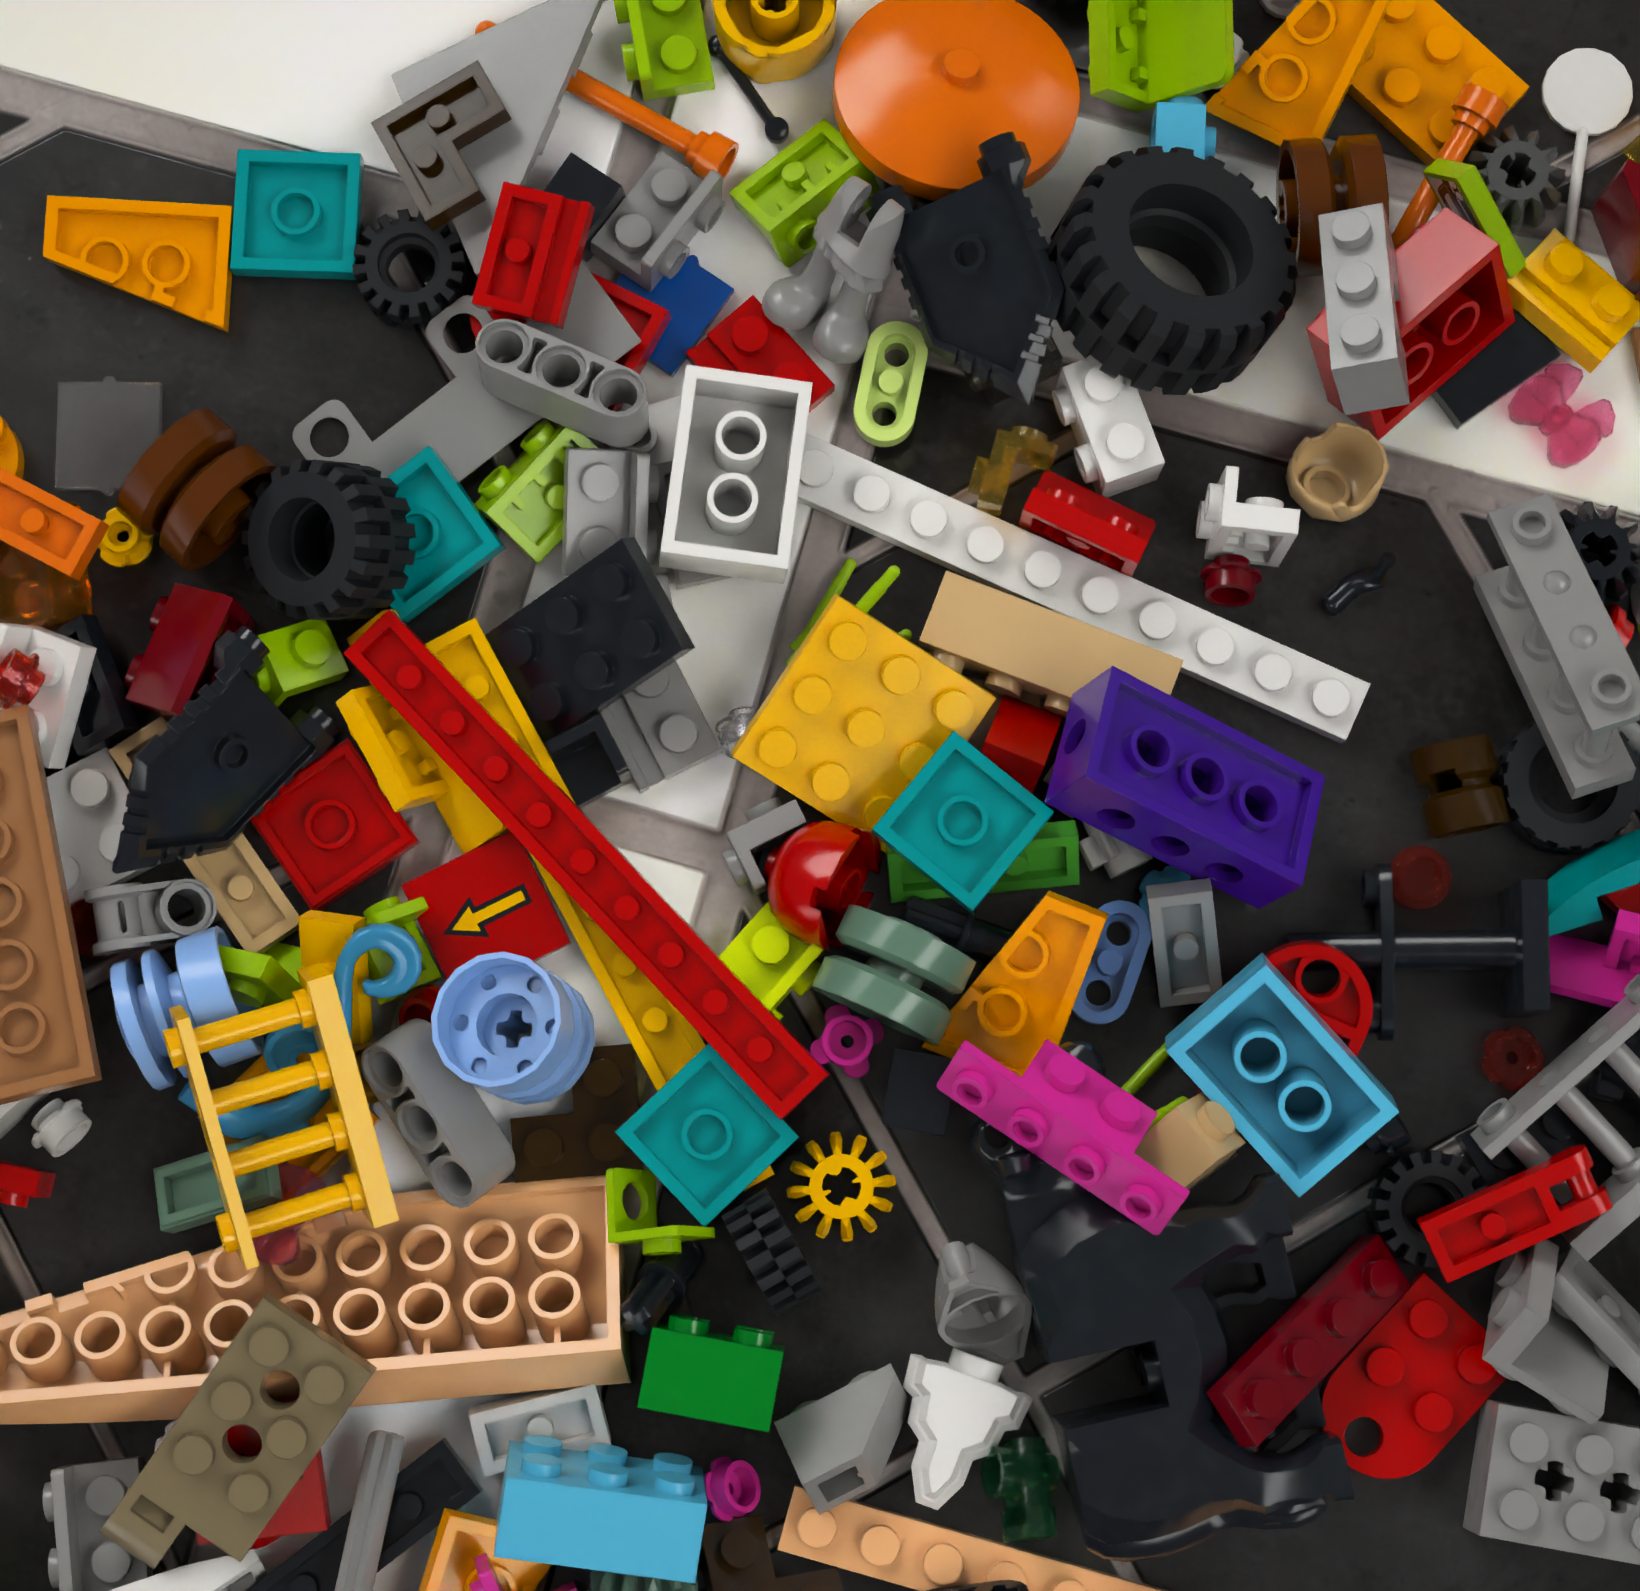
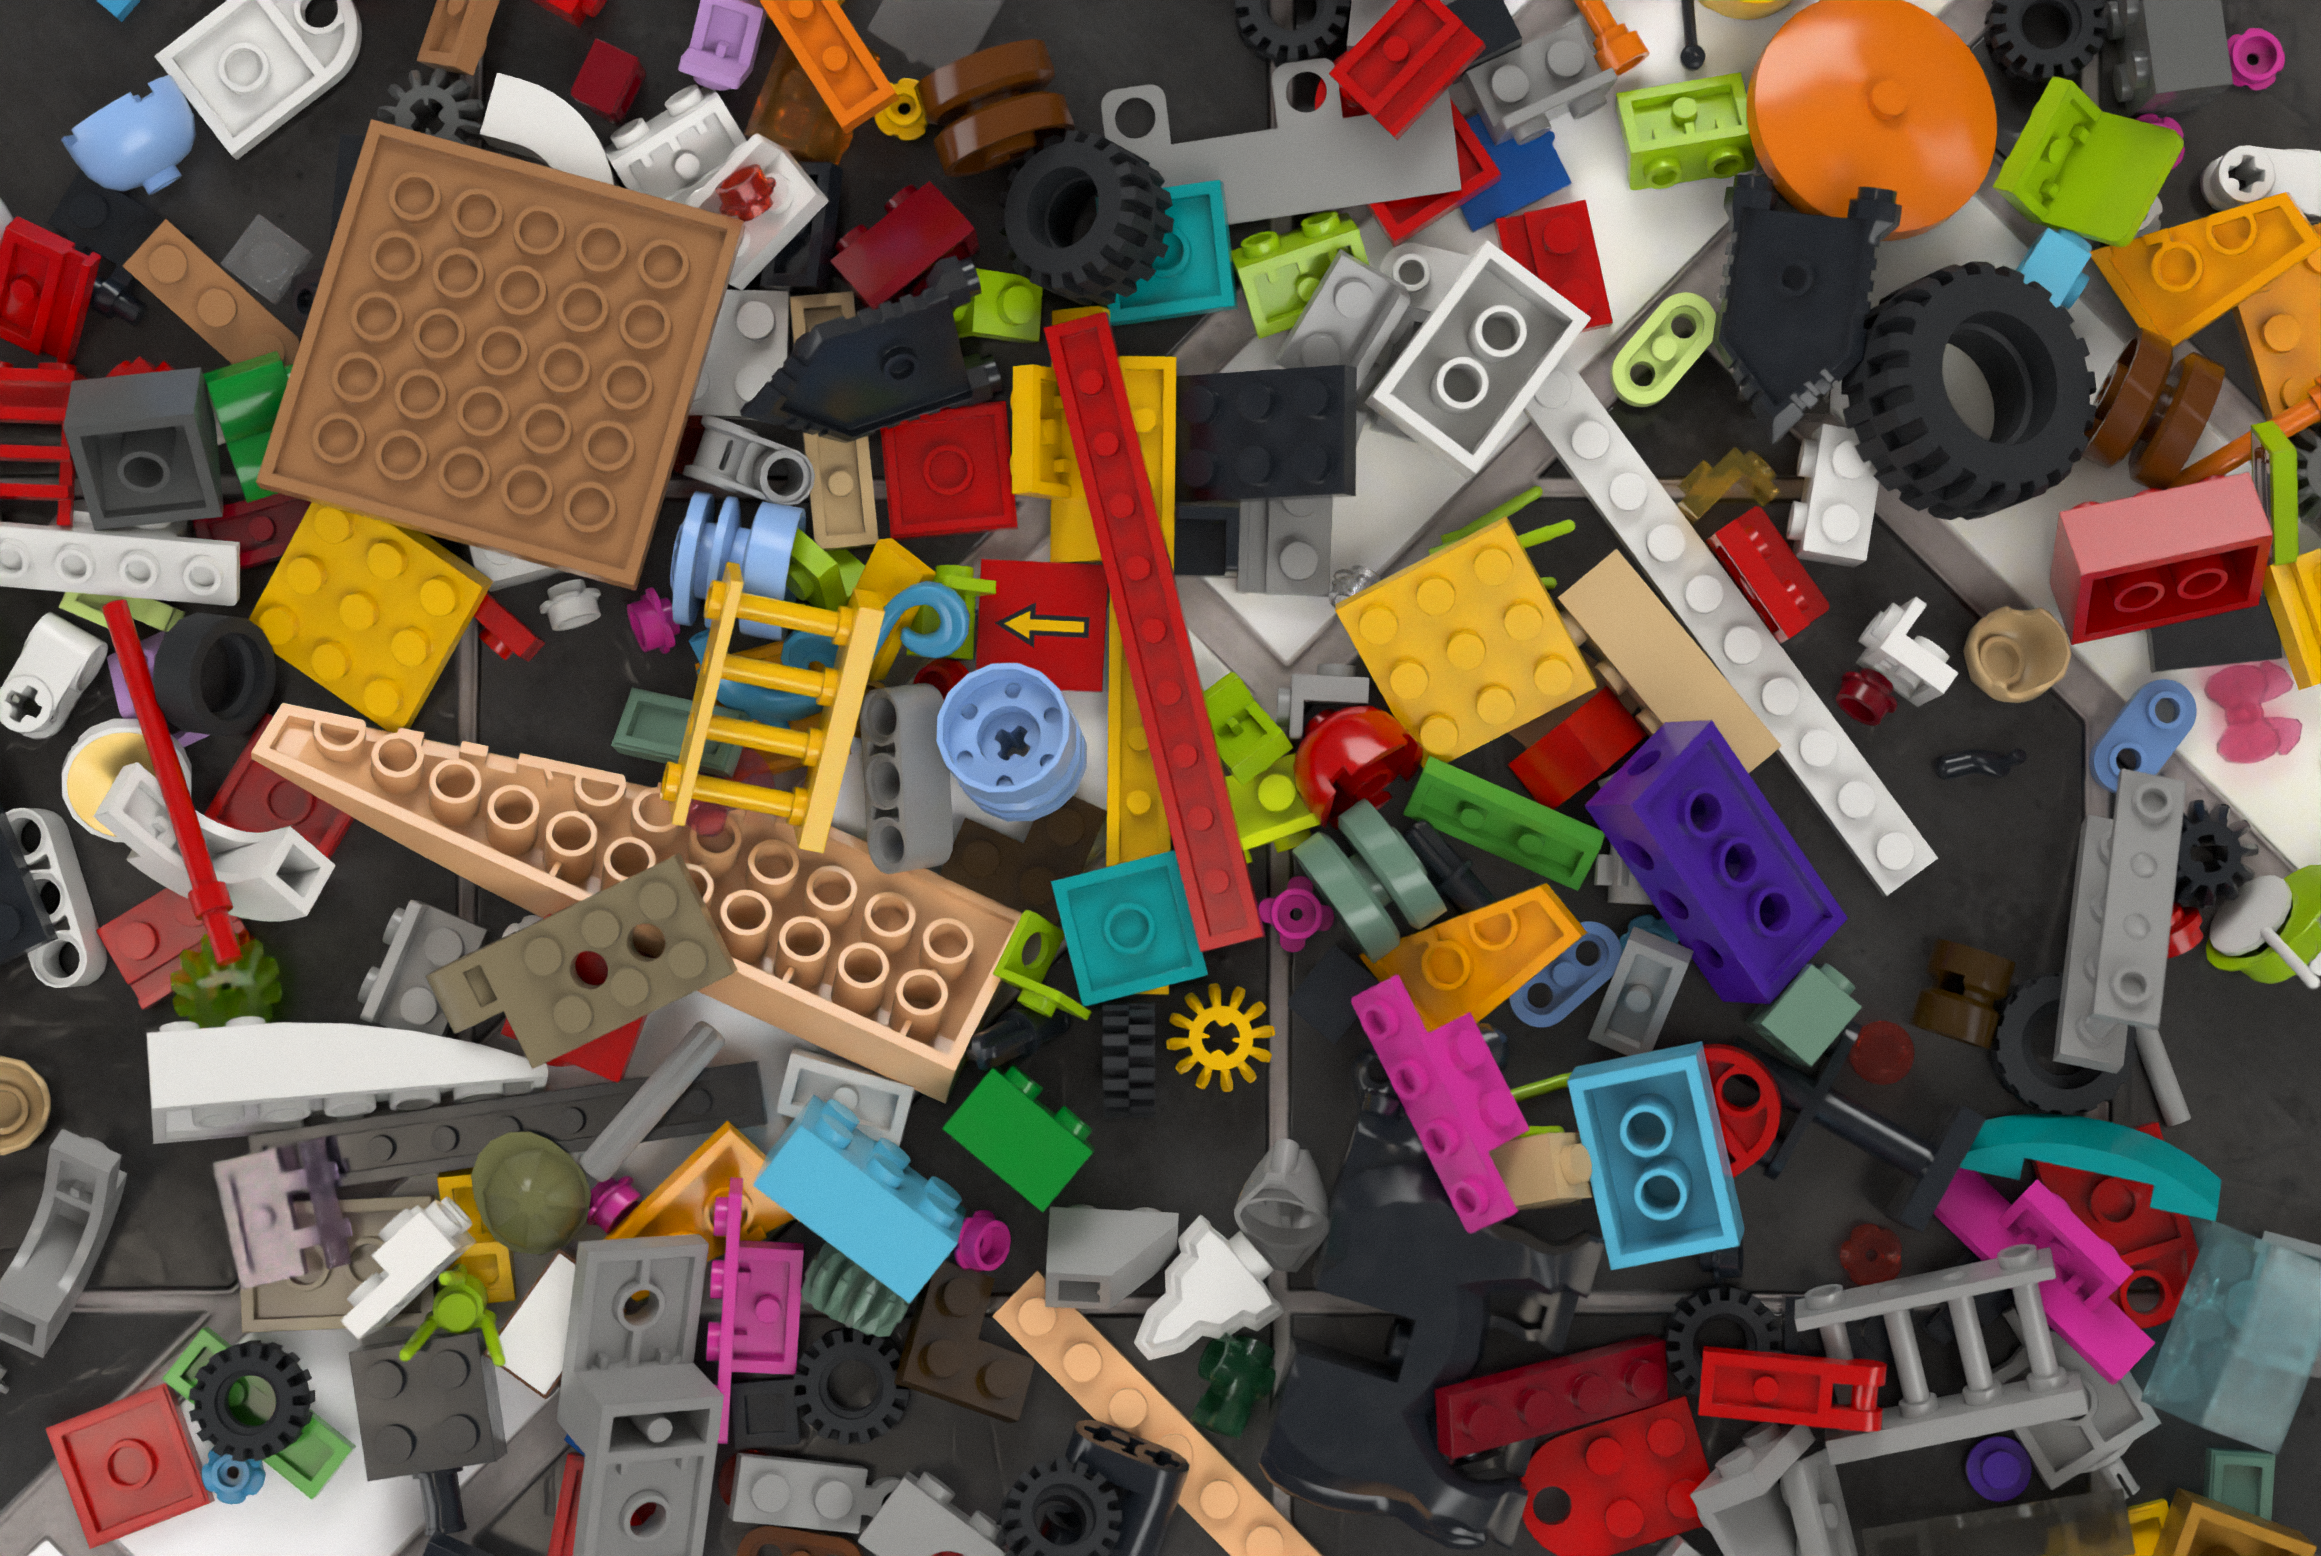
camera: 30 degrees right, 5 degrees up
(140, 1101) = (653, 622): none -> dark pink plate
(548, 359) = (1368, 162): light grey beam -> none
(711, 906) = (1243, 730): none -> lime bracket
(854, 252) = (1695, 220): light grey piece -> none
(962, 822) = (1504, 781): teal plate -> none
(1338, 879) = (1806, 1014): none -> sand green brick
(1361, 309) = (2107, 535): light grey arch -> none
(1480, 482) = (2142, 733): none -> medium blue plate

